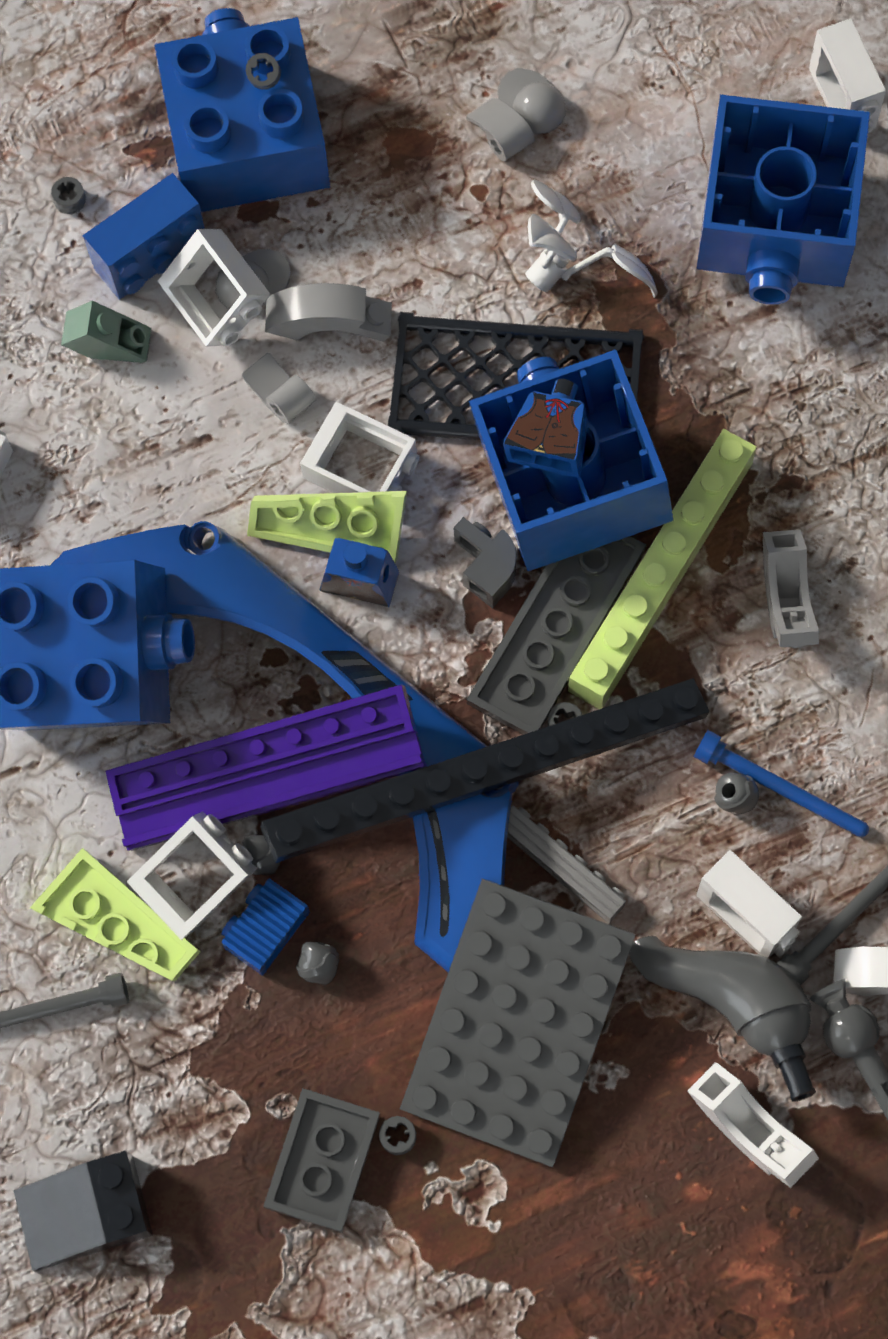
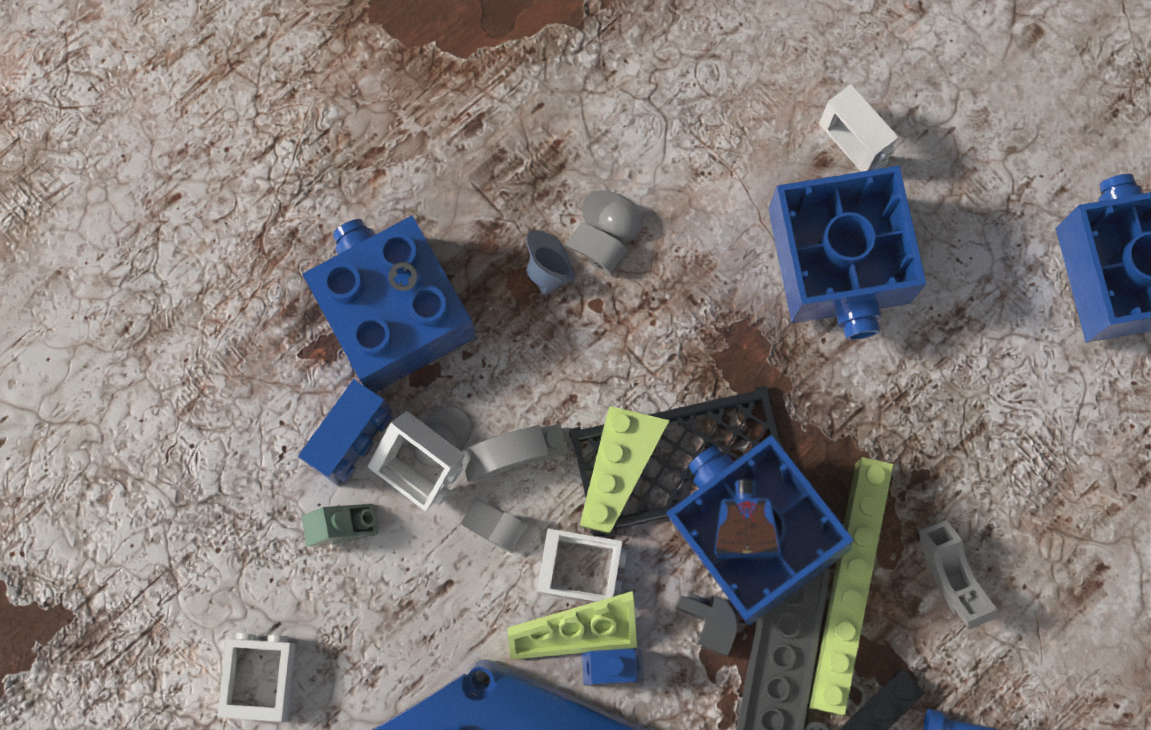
camera: 20 degrees left, 5 degrees up
(70, 206) = (263, 401): dark grey bush -> none
(438, 125) = (548, 262): none -> sand blue piece
(442, 361) = (621, 458): none -> yellowish green wing
(557, 252) = (682, 351): white plant -> none

